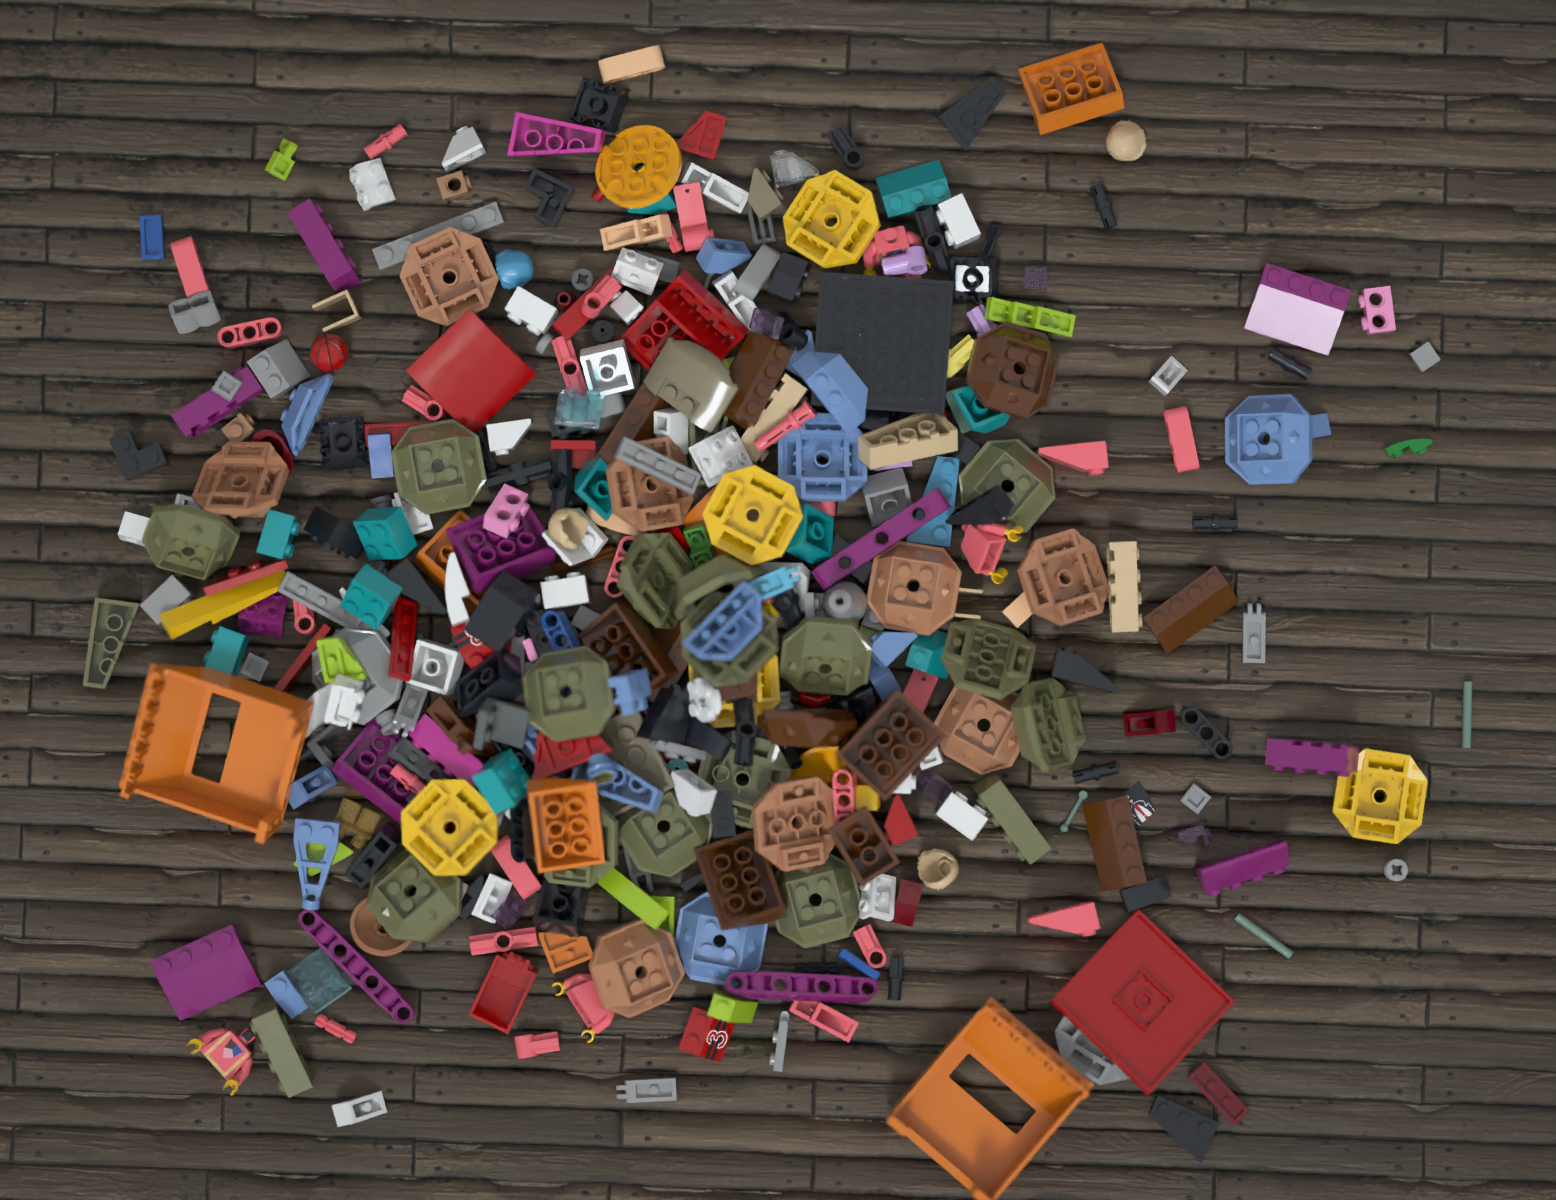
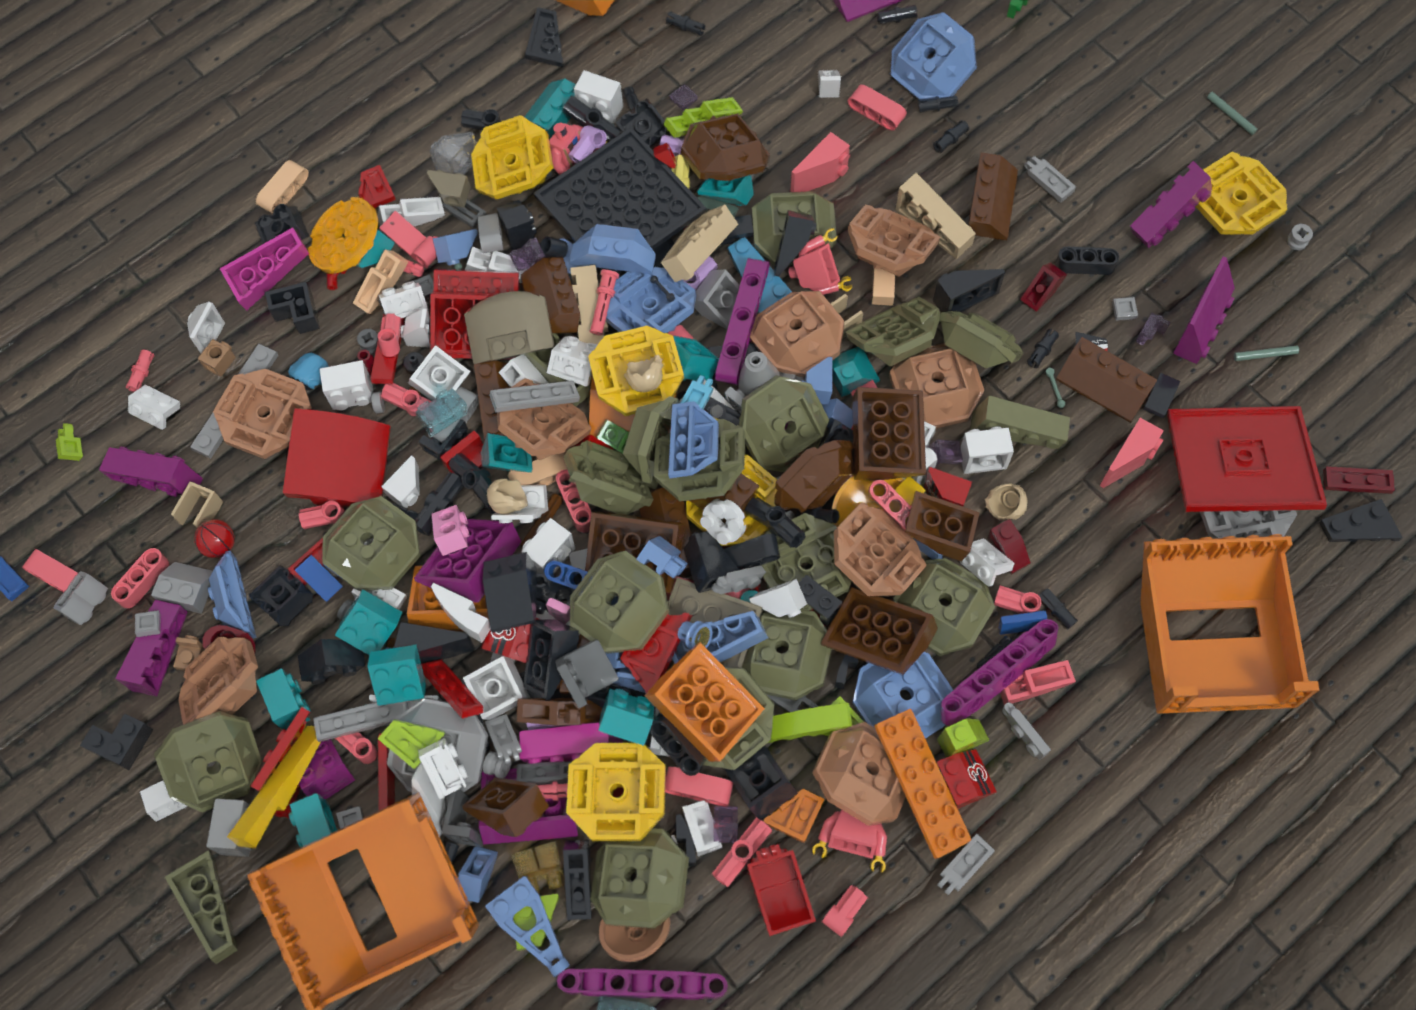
camera: 45 degrees left, 20 degrees down
(367, 763) = (507, 805): none -> reddish brown slope
(667, 1012) = (922, 783): none -> orange bracket
(751, 530) = (645, 375): none -> tan hair
(838, 473) = (670, 296): none -> black hinge
(957, 333) = (665, 154): none -> red slope
(1235, 482) = (937, 103): none -> black axle

